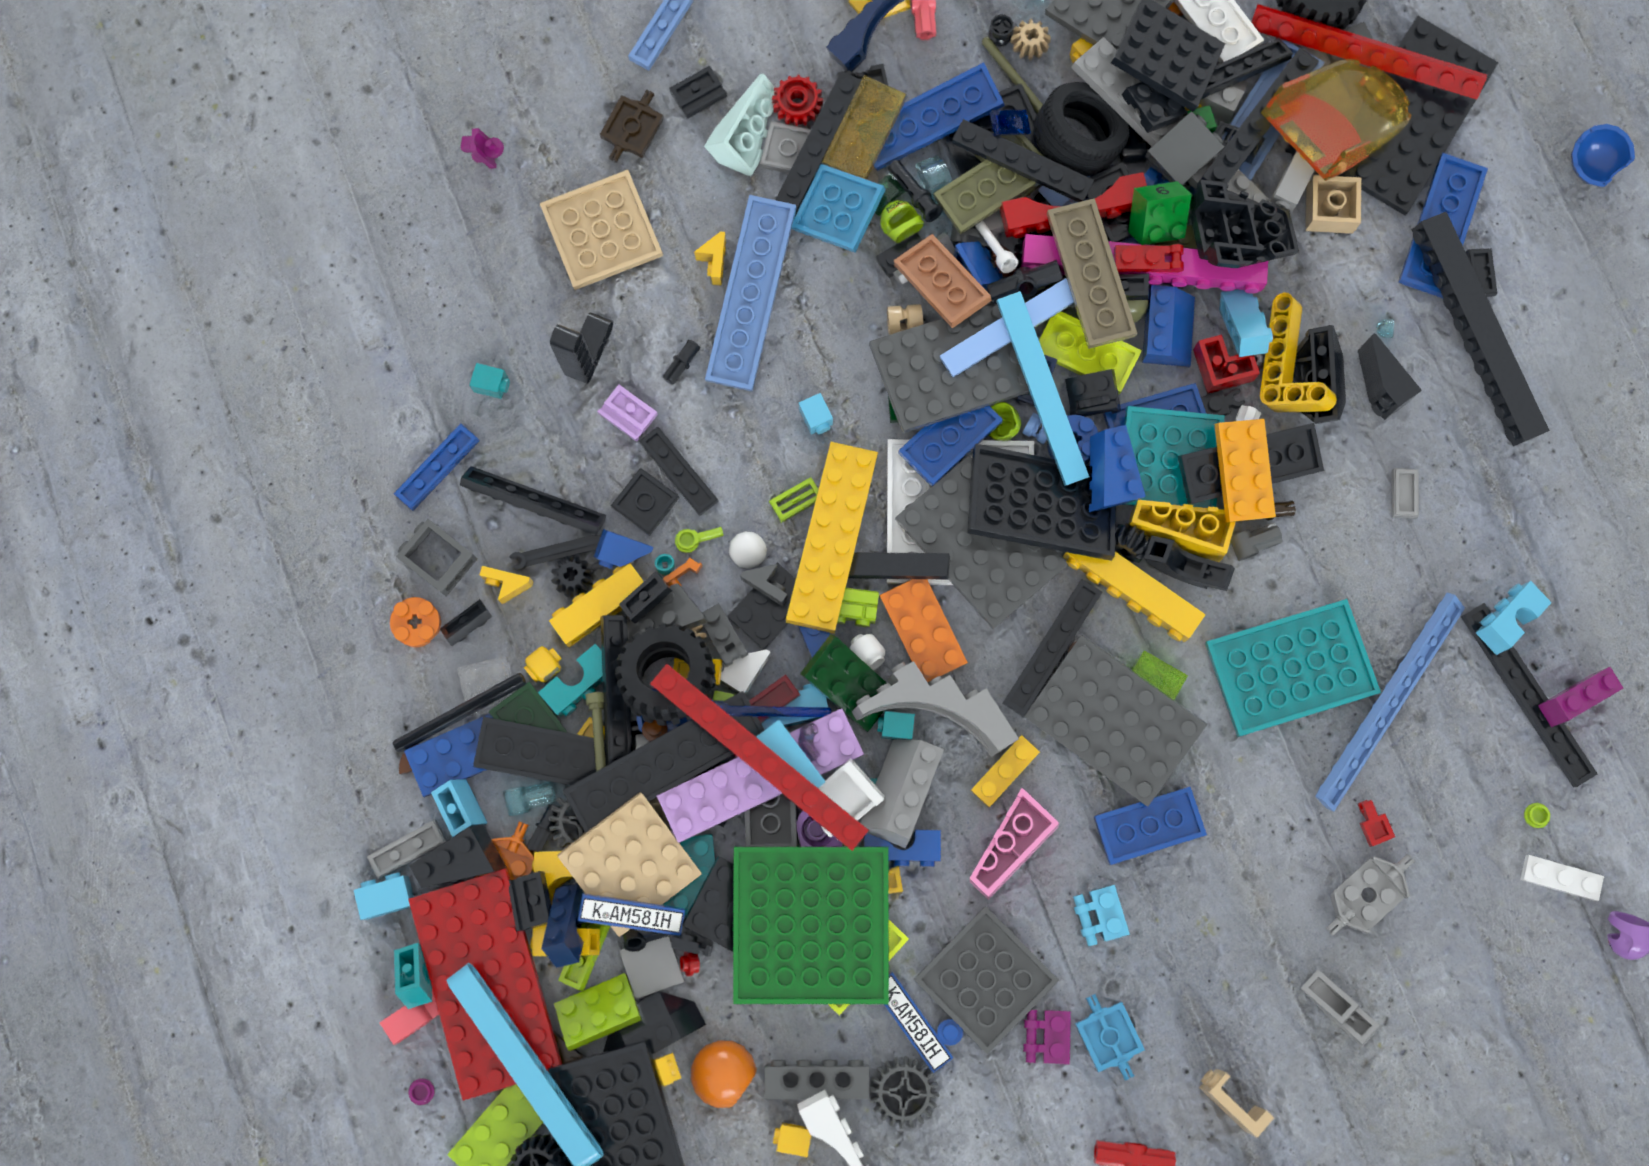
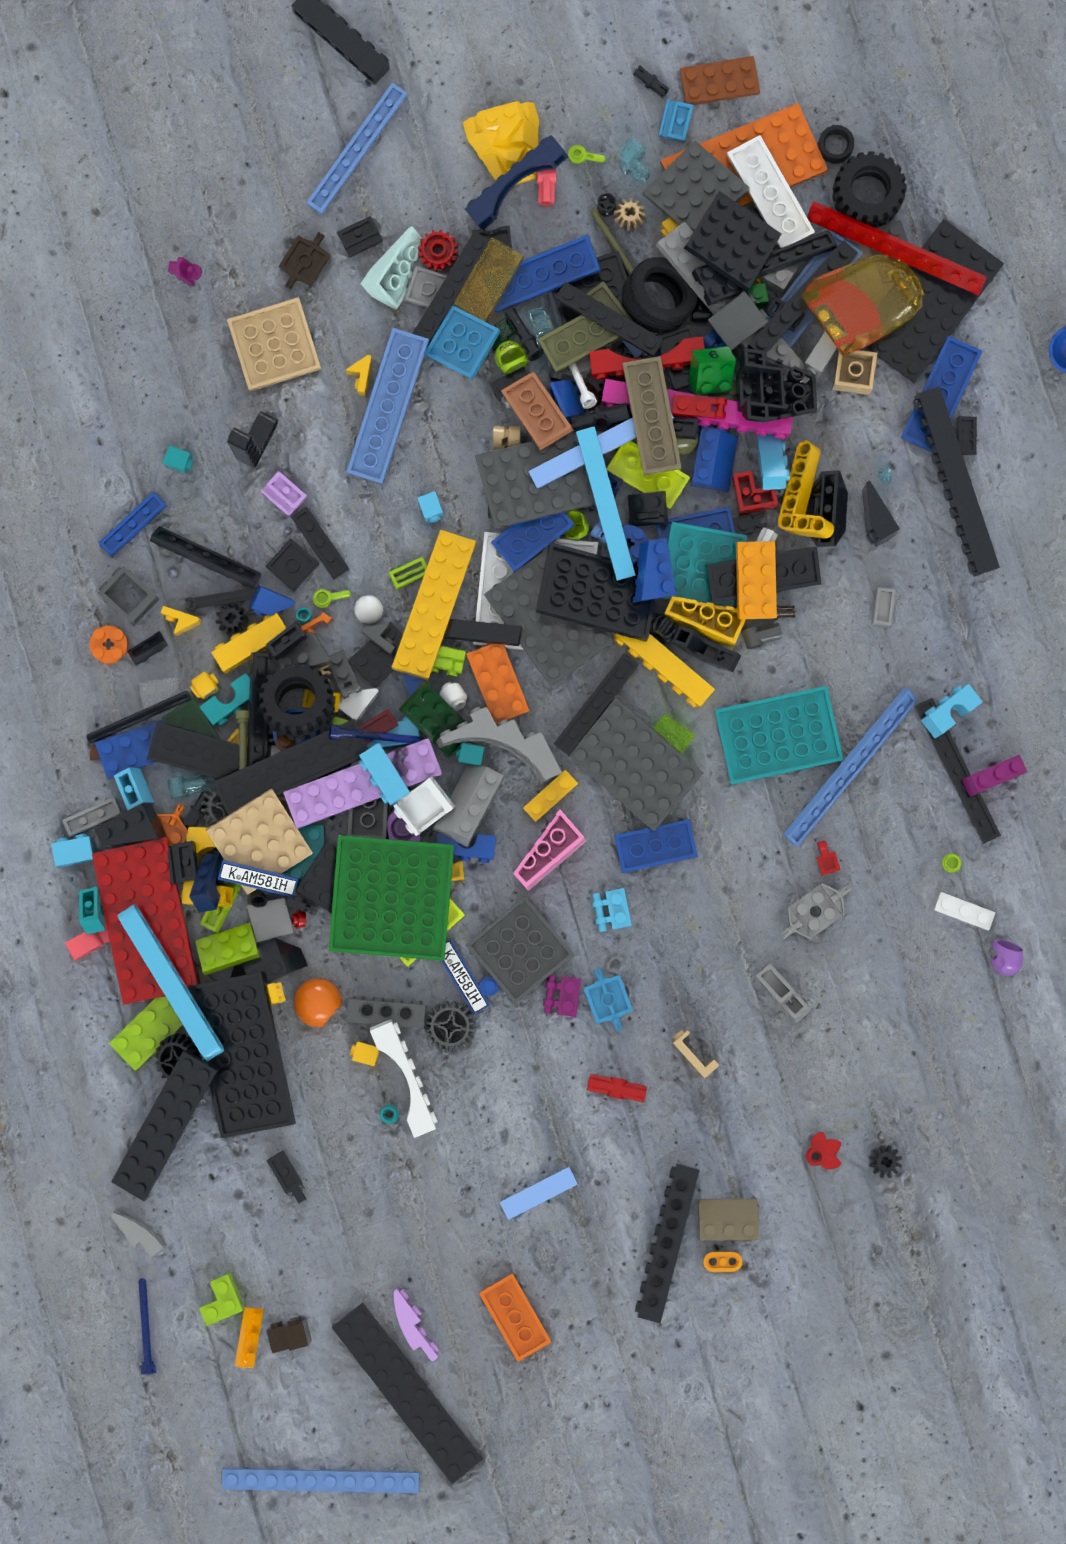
camera: 10 degrees right, 5 degrees up
(421, 1091) = (92, 996): magenta plate -> none
(681, 362) = (328, 456): black axle -> none
(759, 757) = (361, 769): red plate -> none
(1010, 122) = (602, 286): clear blue slope -> none

